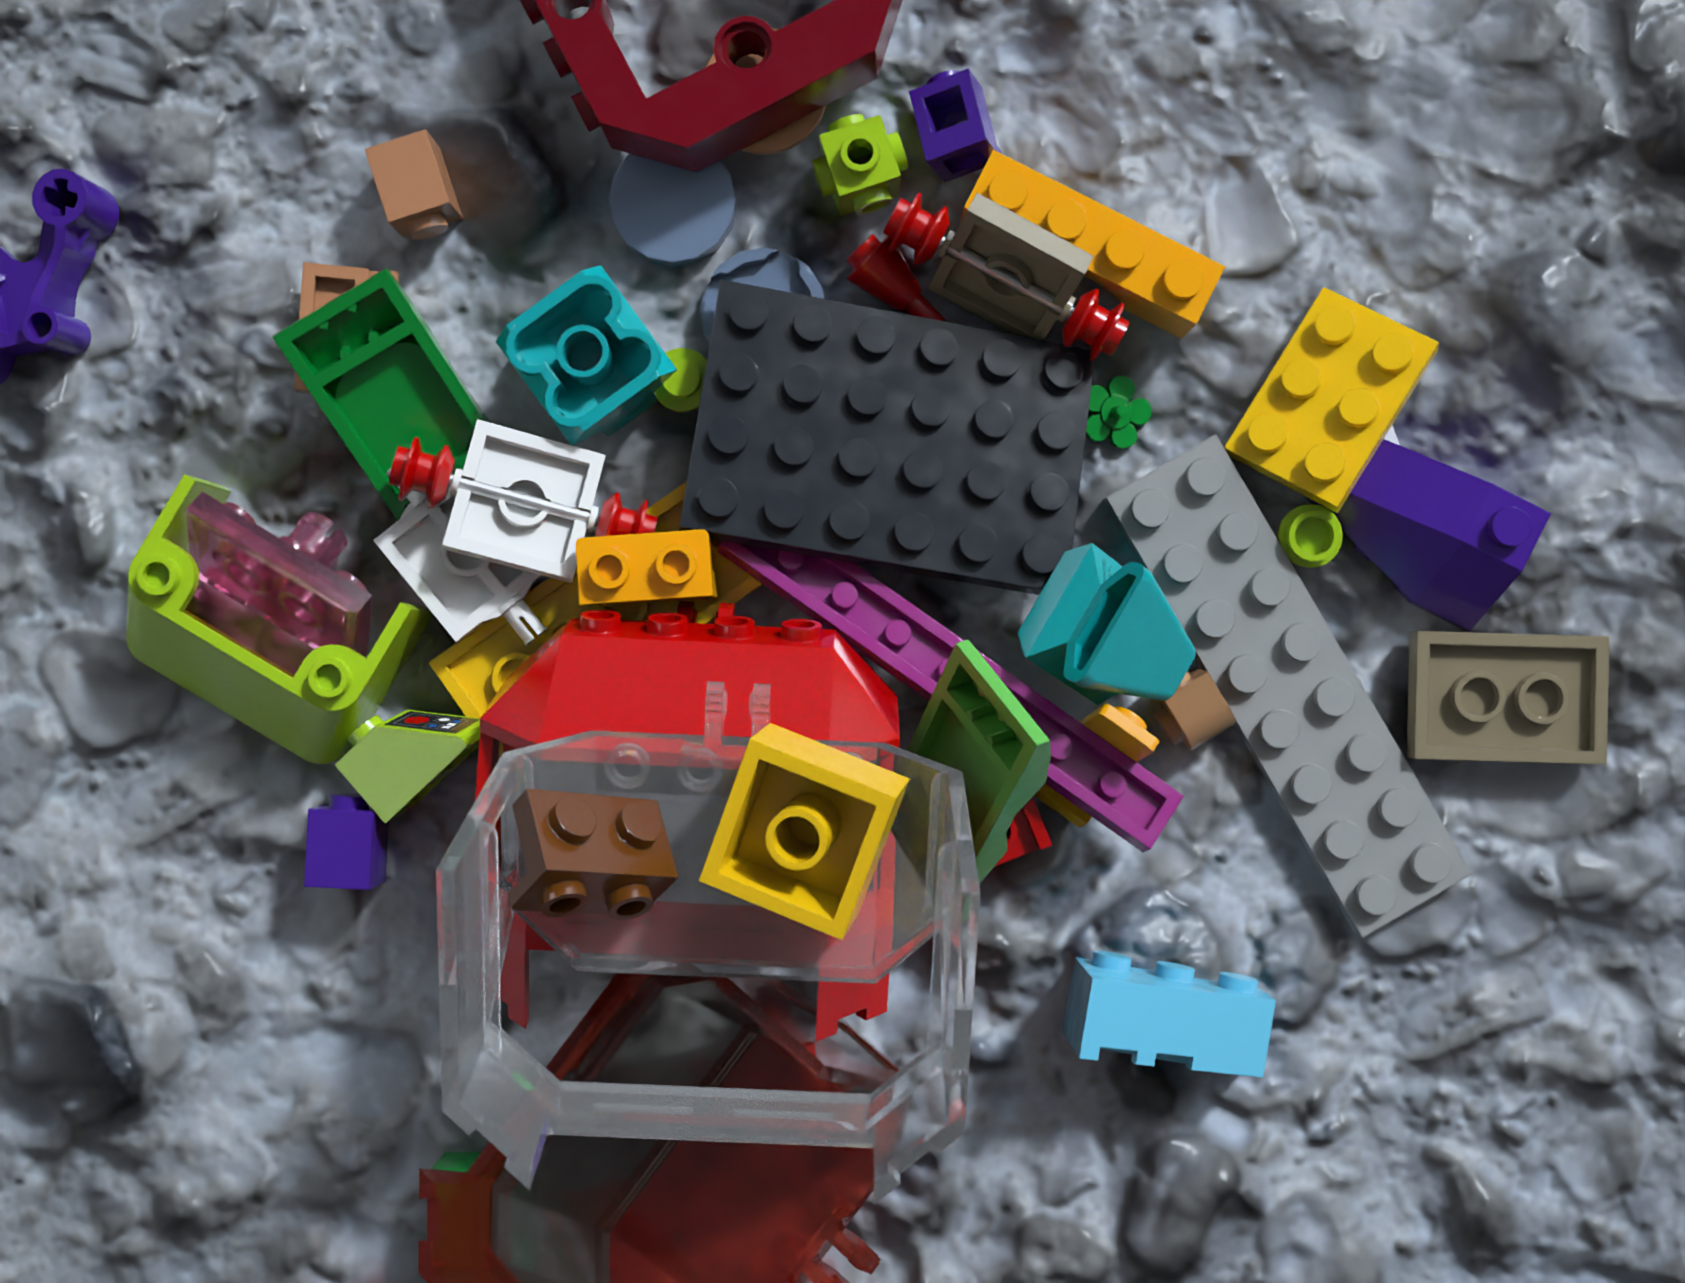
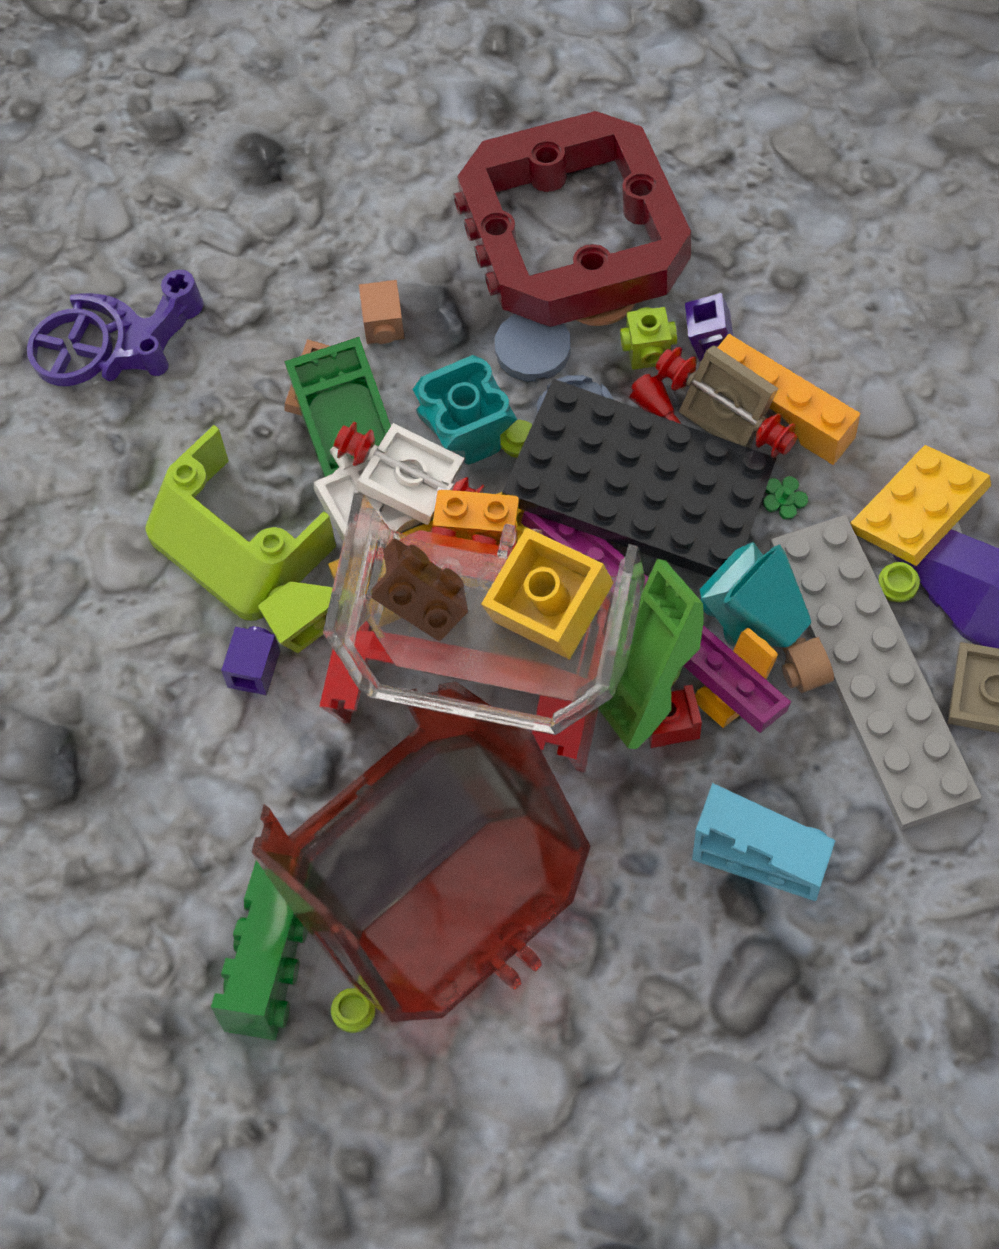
camera: 15 degrees right, 25 degrees down
(281, 576) = (248, 493): clear pink plate -> none

